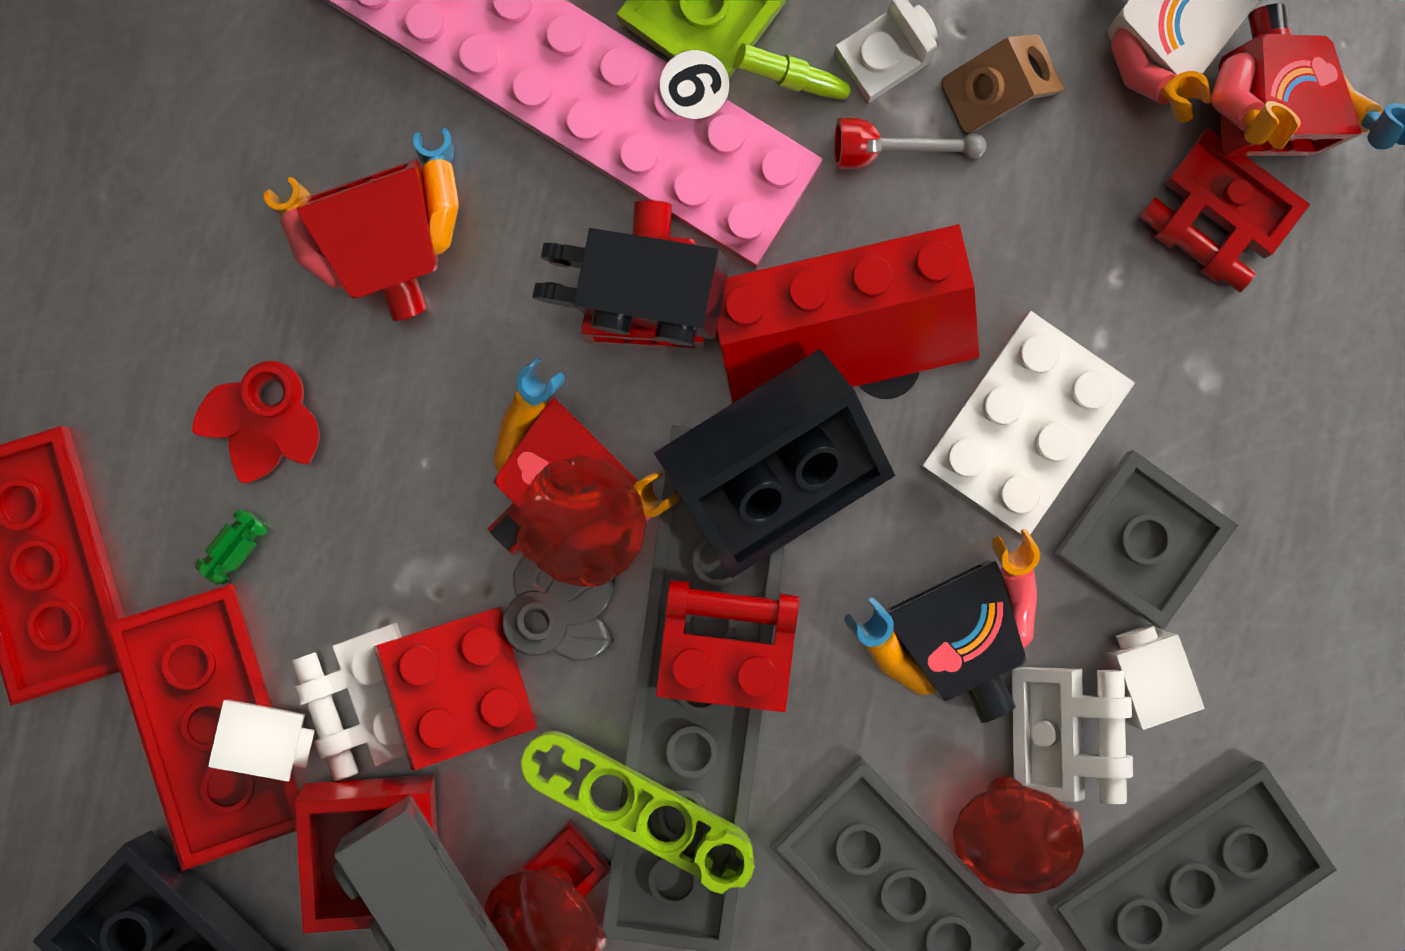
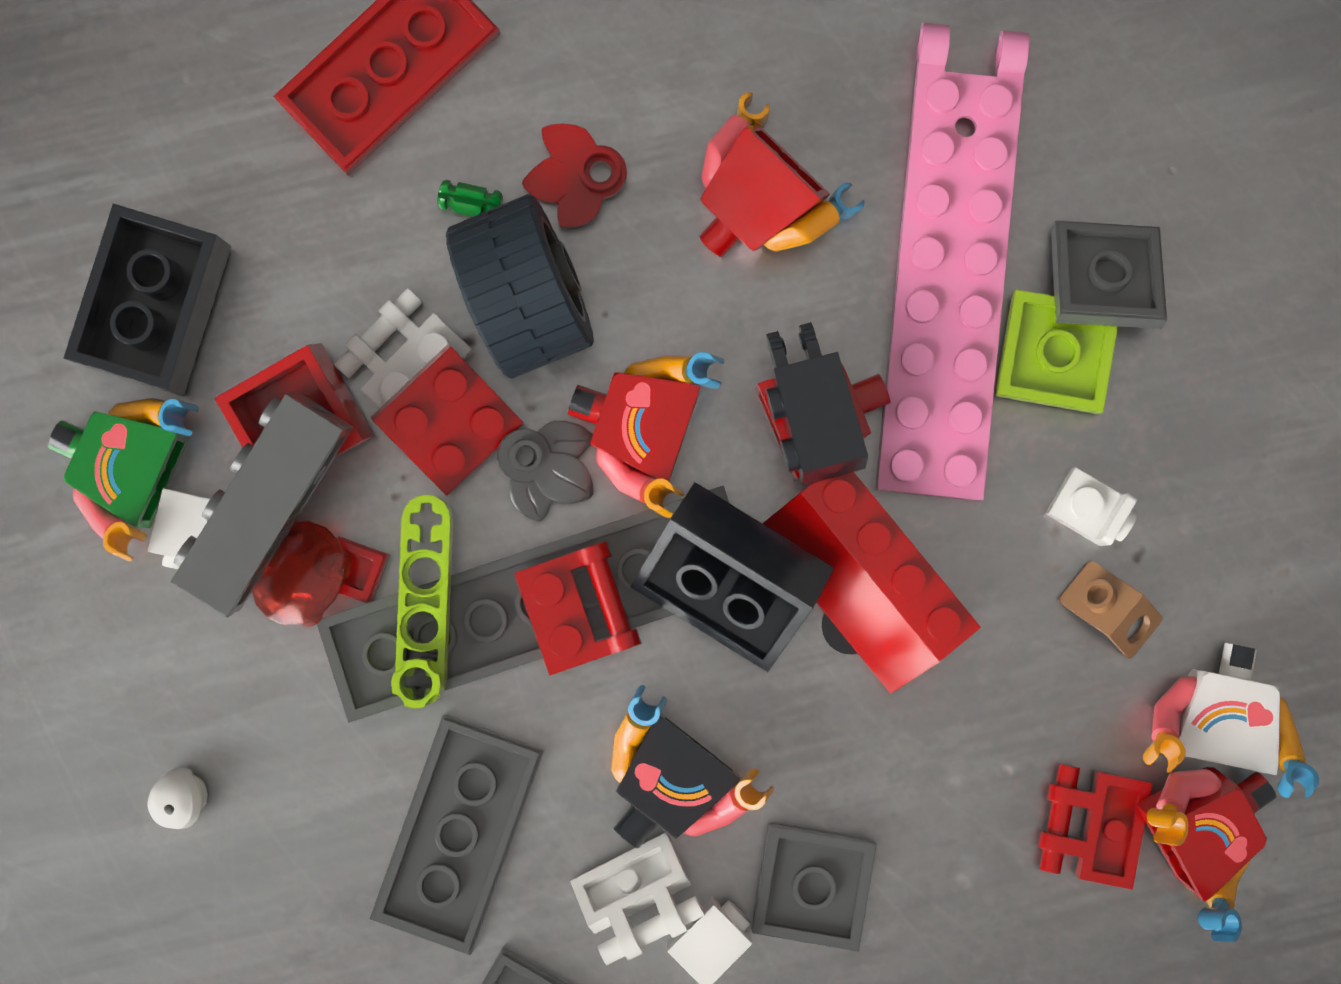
camera: 60 degrees right, 0 degrees up
(176, 675) = (329, 249): red tile -> none
(260, 740) = (338, 296): white brick -> none
(347, 539) = (519, 286): none -> black wheel
(581, 521) = (616, 453): clear red dish -> none
(694, 84) = (990, 375): white sticker -> none
(790, 72) = (1037, 443): lime piece -> none
(859, 144) = (1009, 523): hinge -> none
(1019, 838) = (540, 898): clear red dish -> none
(1027, 424) = (857, 755): white plate -> none

